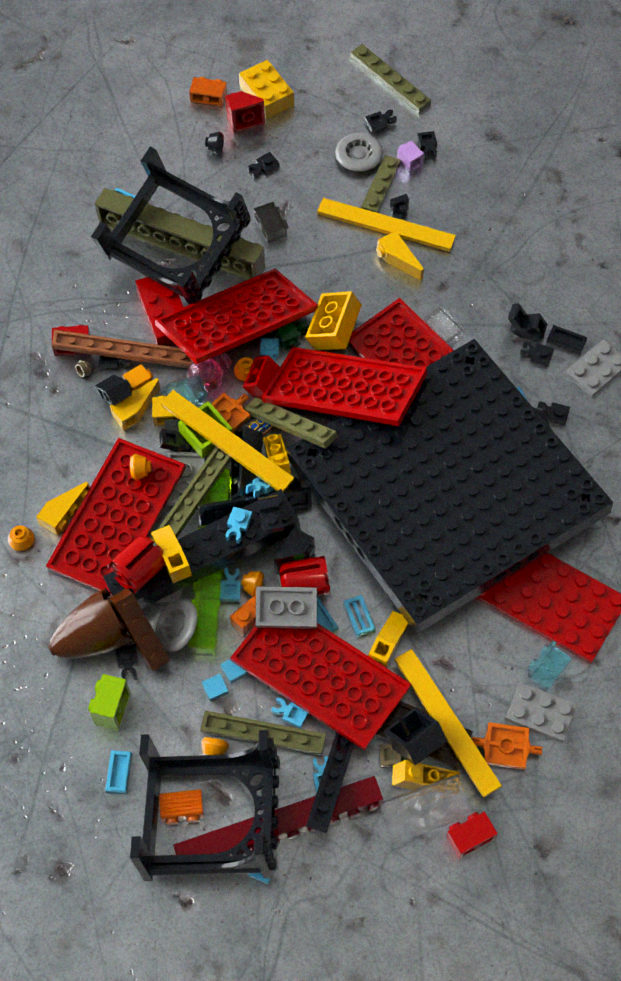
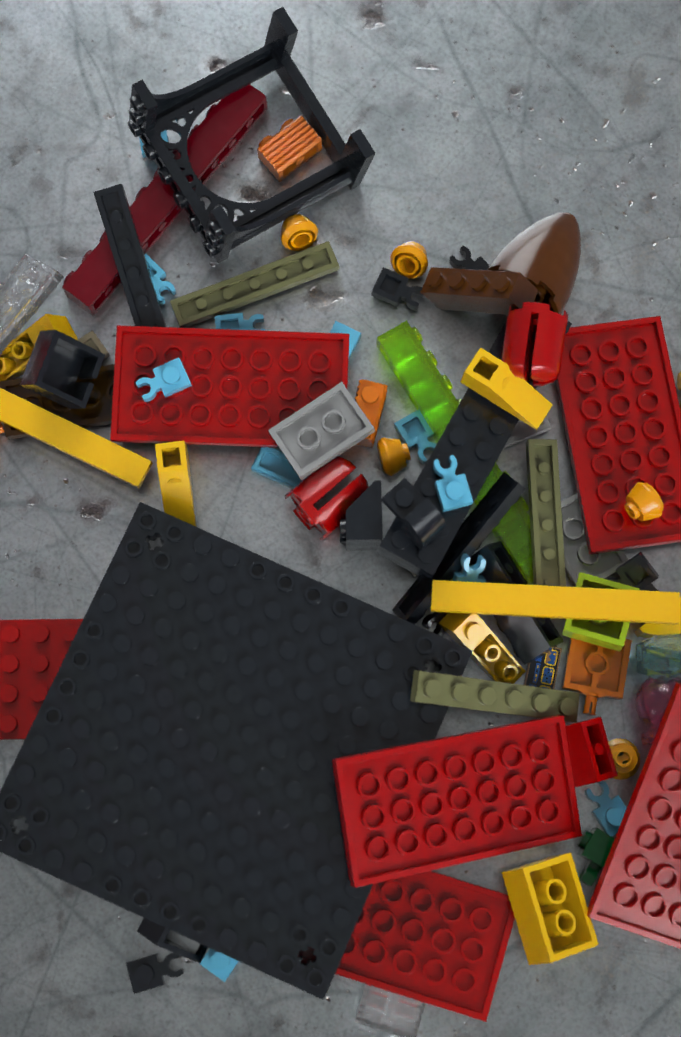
camera: 145 degrees right, 15 degrees up
(109, 702) = (452, 199): lime brick -> none
(118, 772) = (389, 146): medium azure tile -> none
(160, 687) = (409, 260): none -> light orange cone
(176, 624) = (444, 337): light grey wheel -> none
(181, 678) = (393, 287): none -> black plate
(215, 687) = (349, 305): medium azure tile -> none
(353, 694) = (168, 378): none -> medium azure plate
(364, 631) = (254, 516): medium azure tile -> none

